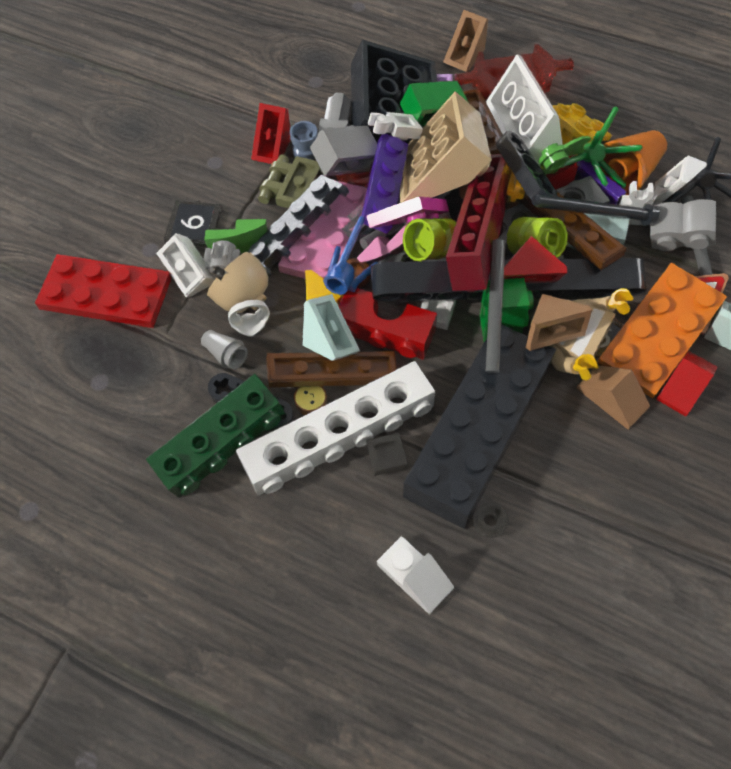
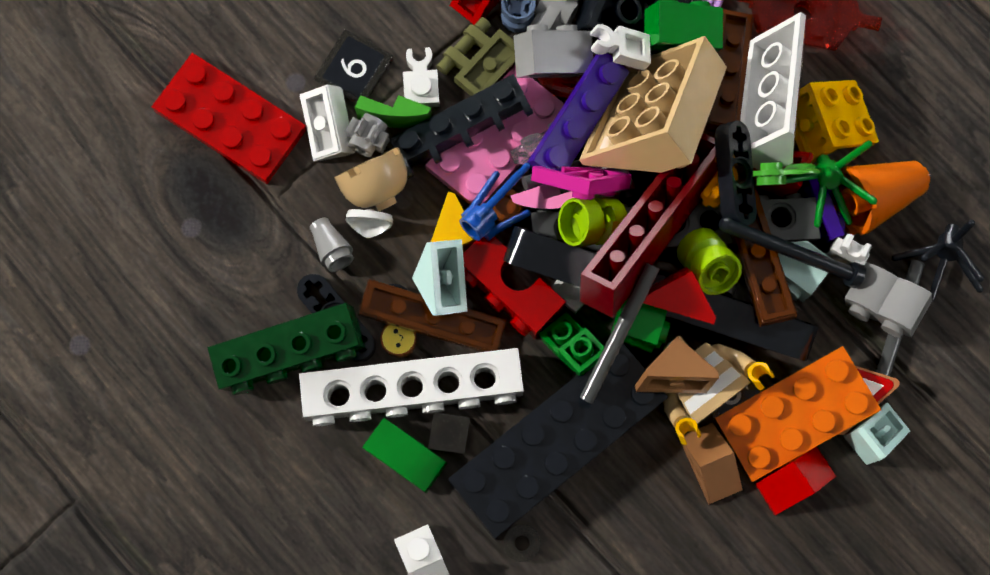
camera: 15 degrees right, 15 degrees up
(248, 209) = (421, 83): none -> white plate
(355, 485) = (404, 455): none -> green slope
(457, 345) = (572, 344): none -> green slope
(677, 178) = (906, 245): white slope -> none

